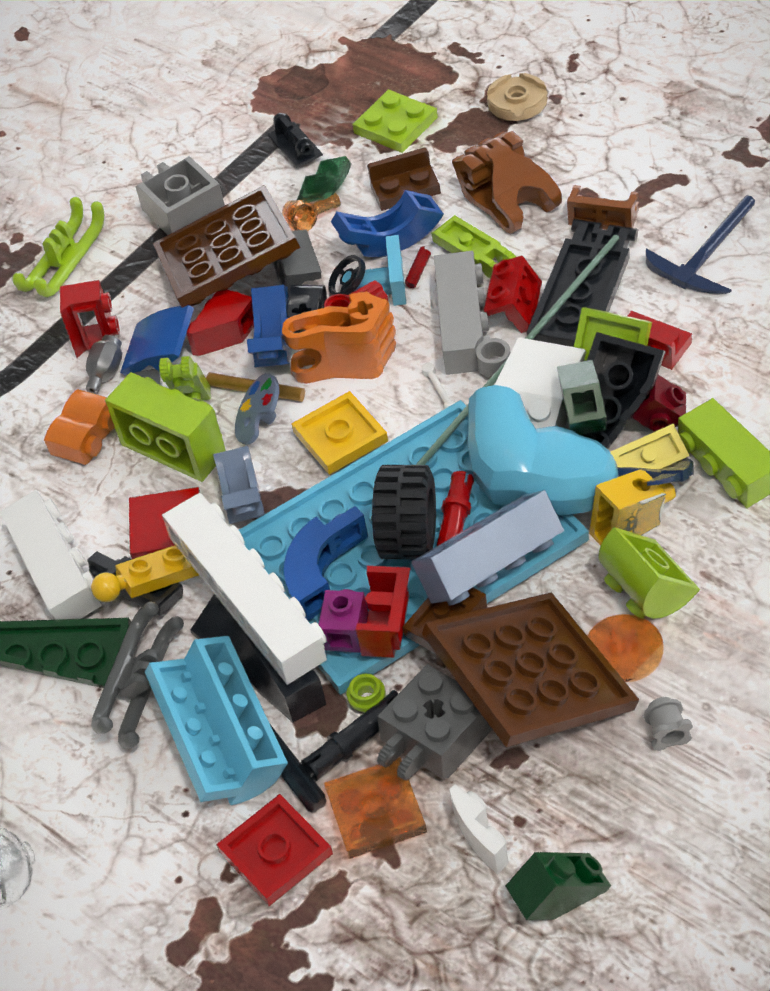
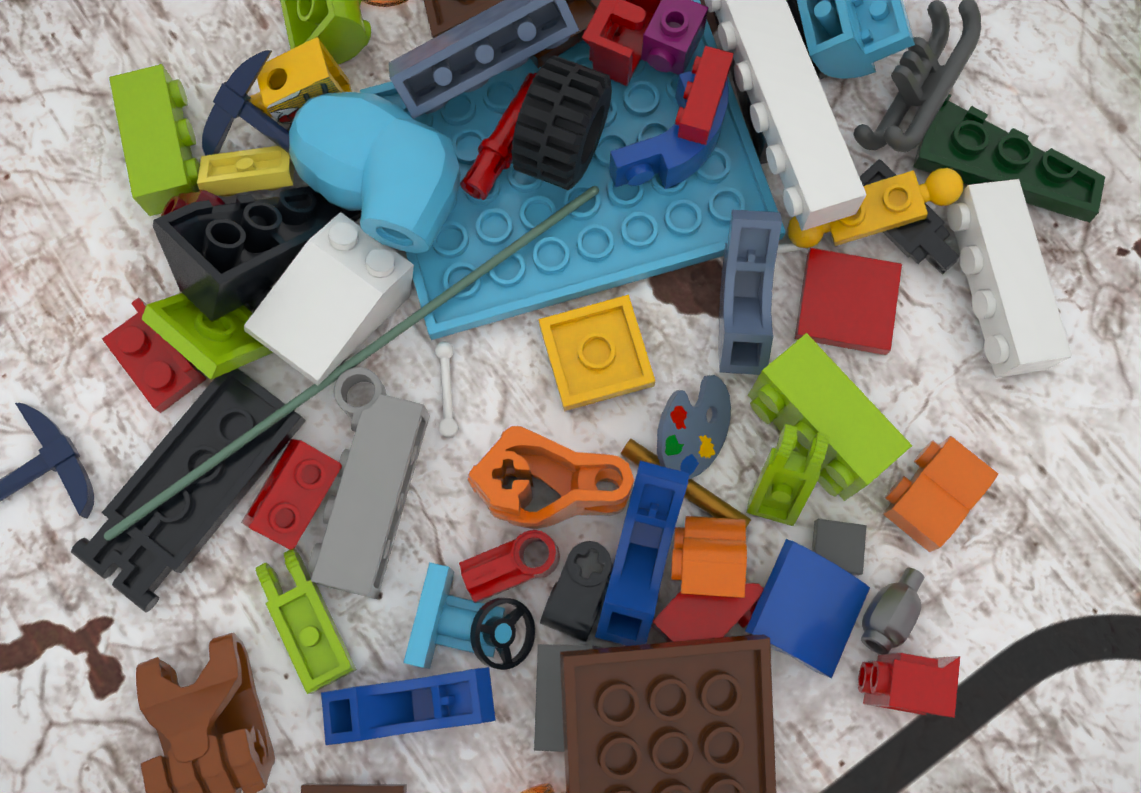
camera: 170 degrees left, 25 degrees up
(224, 334) = (711, 556): none -> orange brick
(301, 561) = (703, 94): none -> red piece
(417, 267) = (395, 624): red piece -> none
(582, 397) = (284, 209): slope -> none
(602, 209) = (95, 620): dark orange hinge -> none

